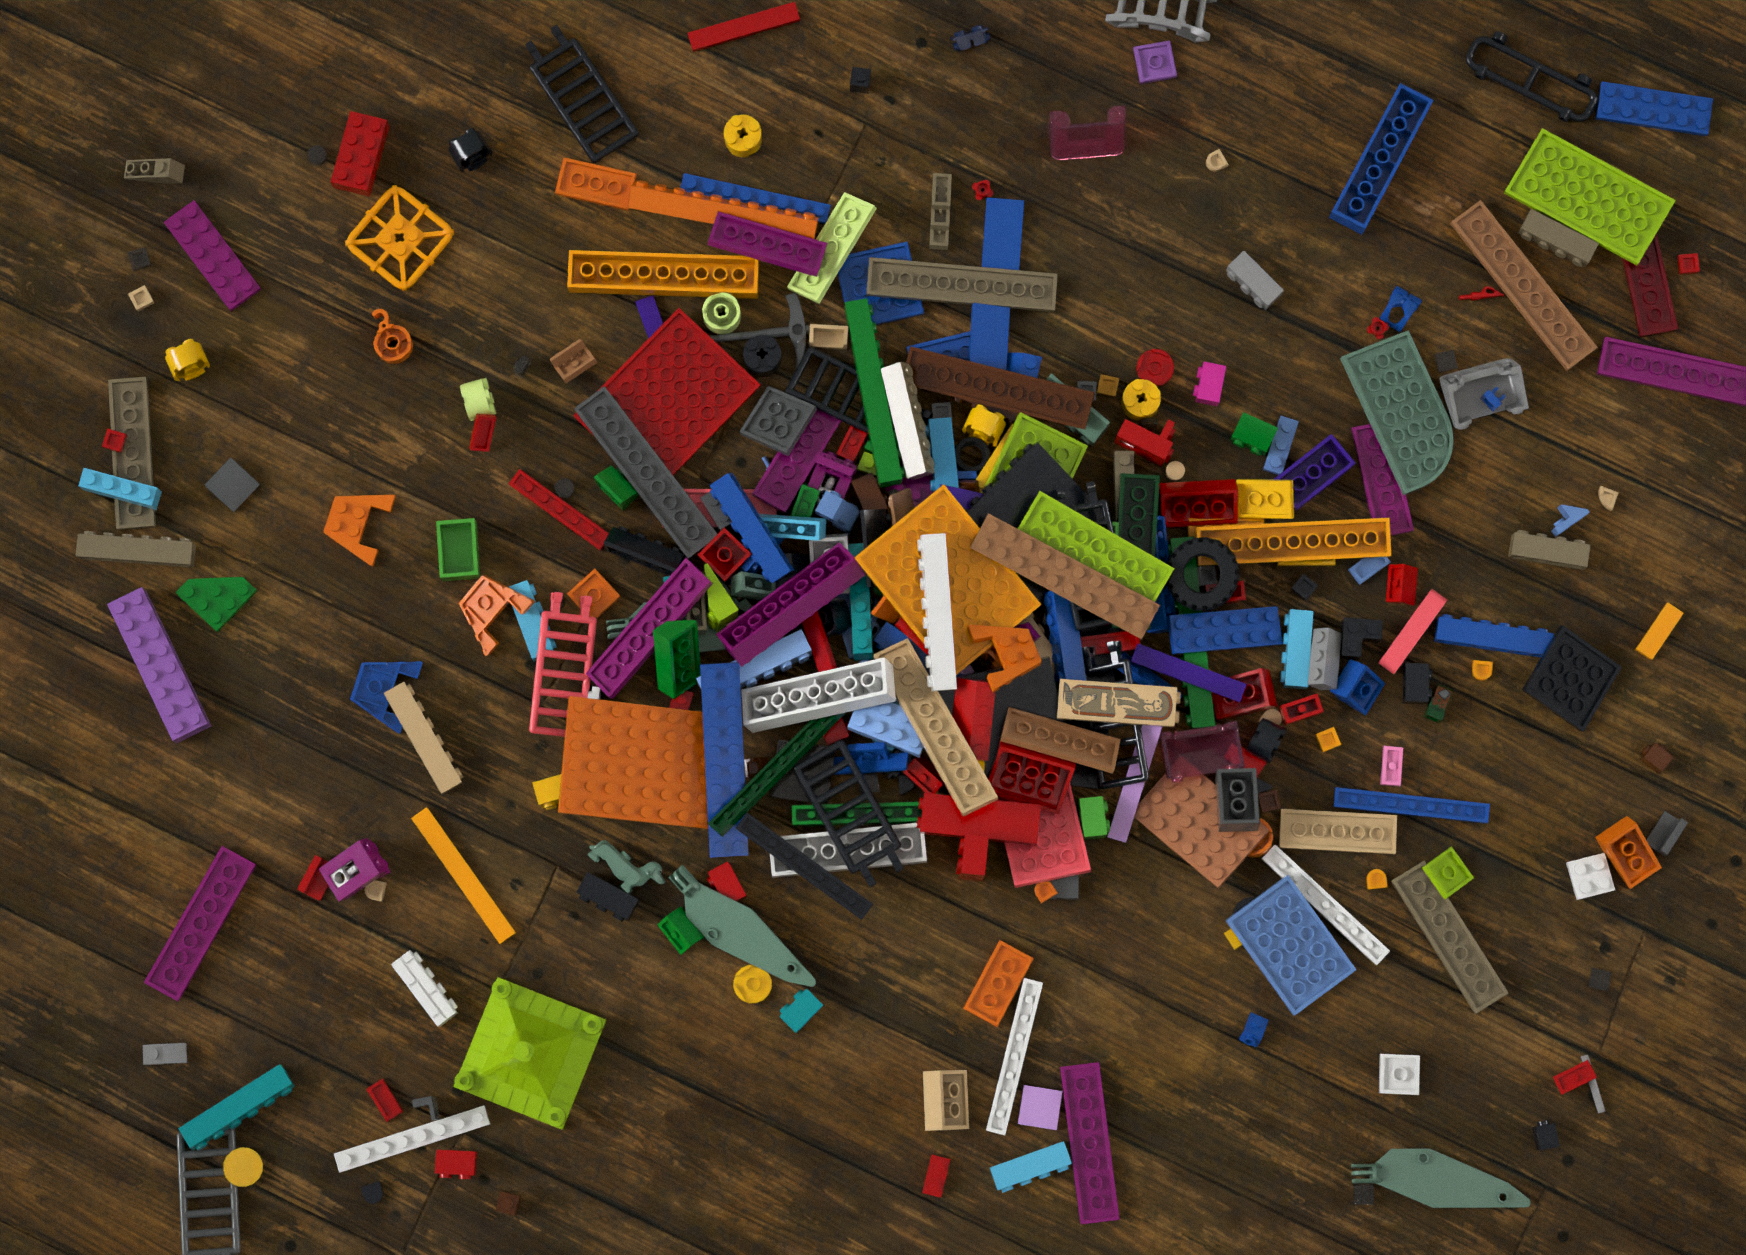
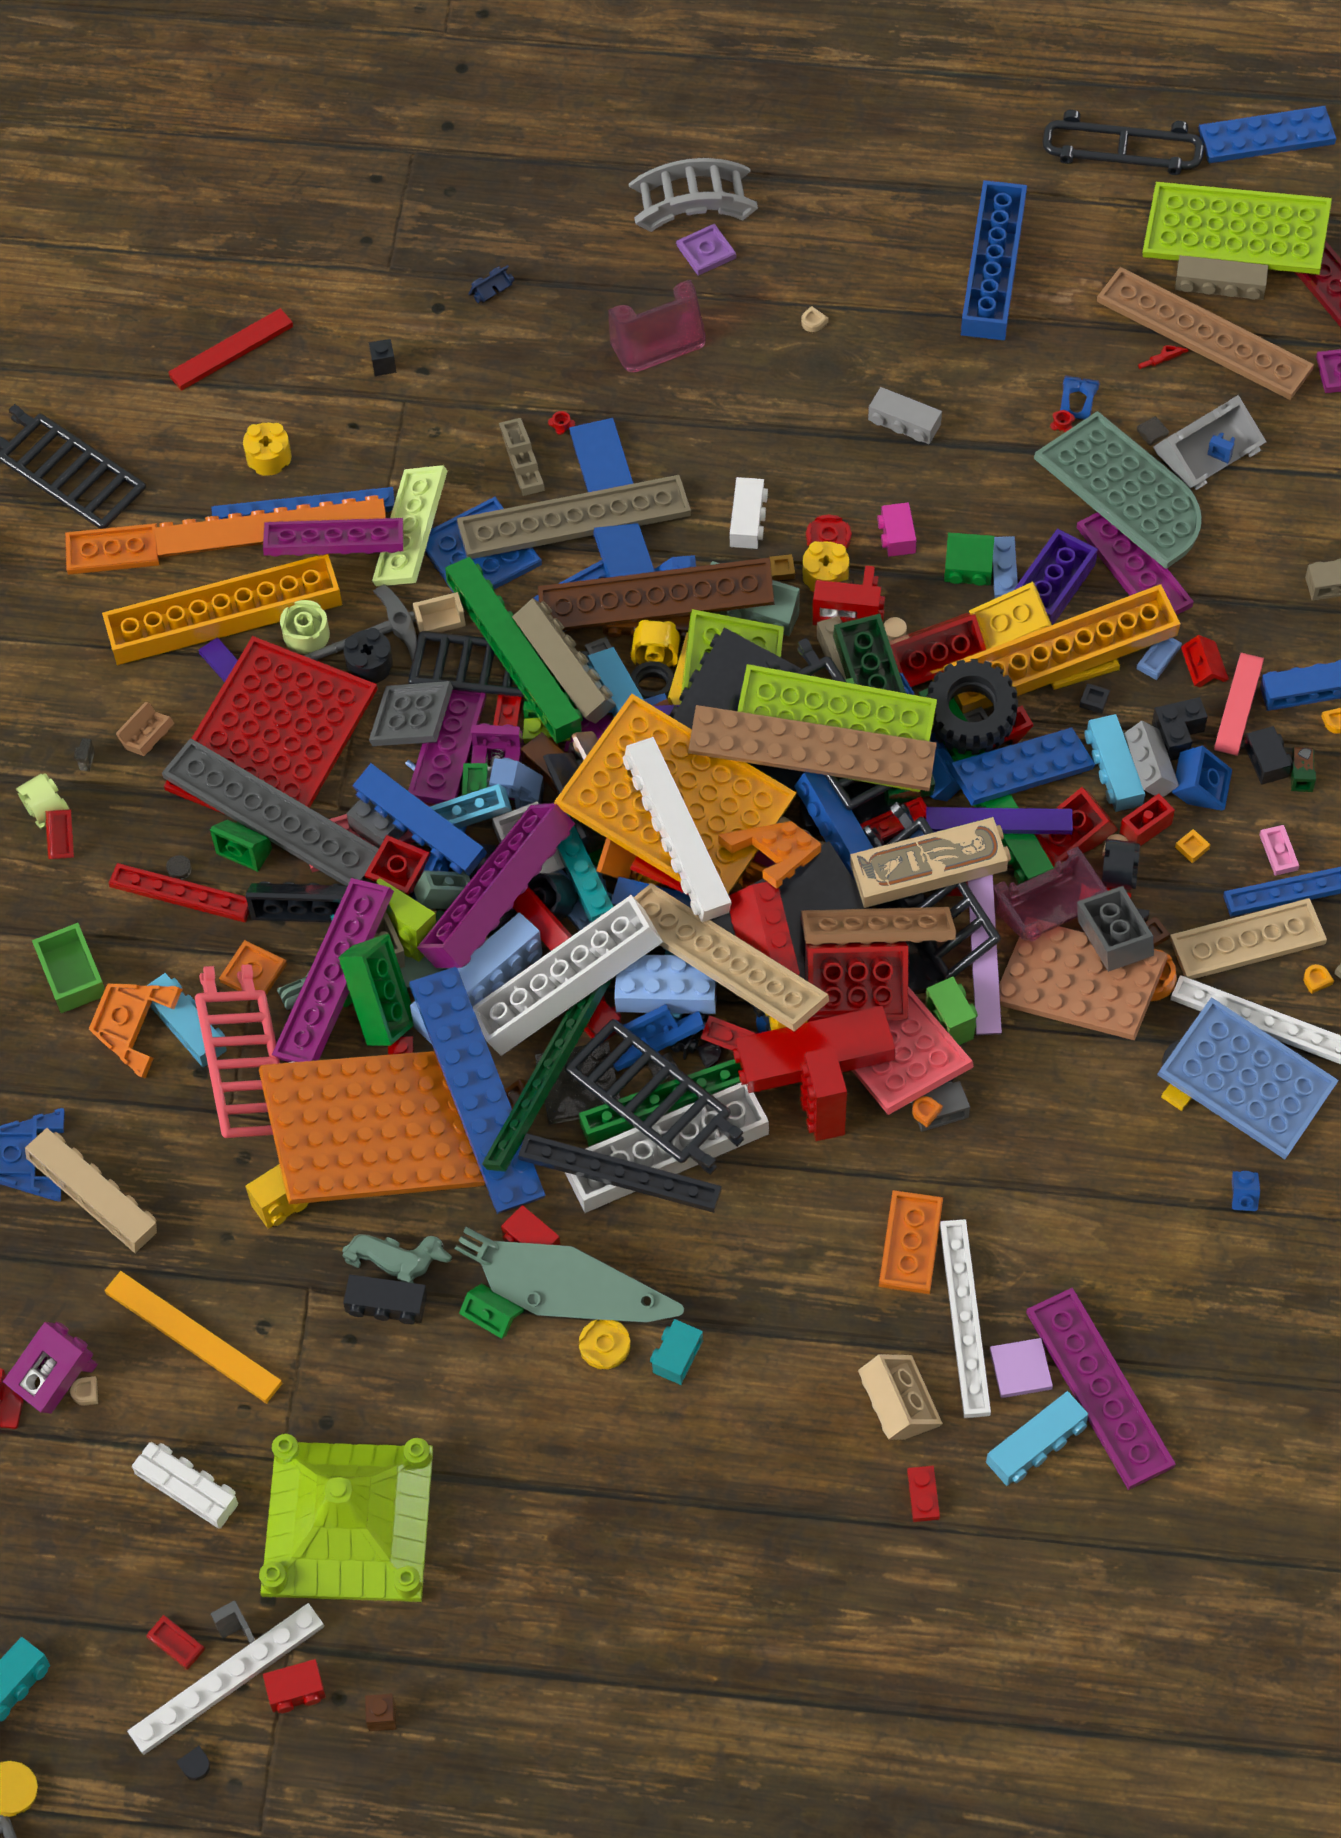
camera: 15 degrees left, 20 degrees down
(1099, 327) = (748, 513): none -> white brick

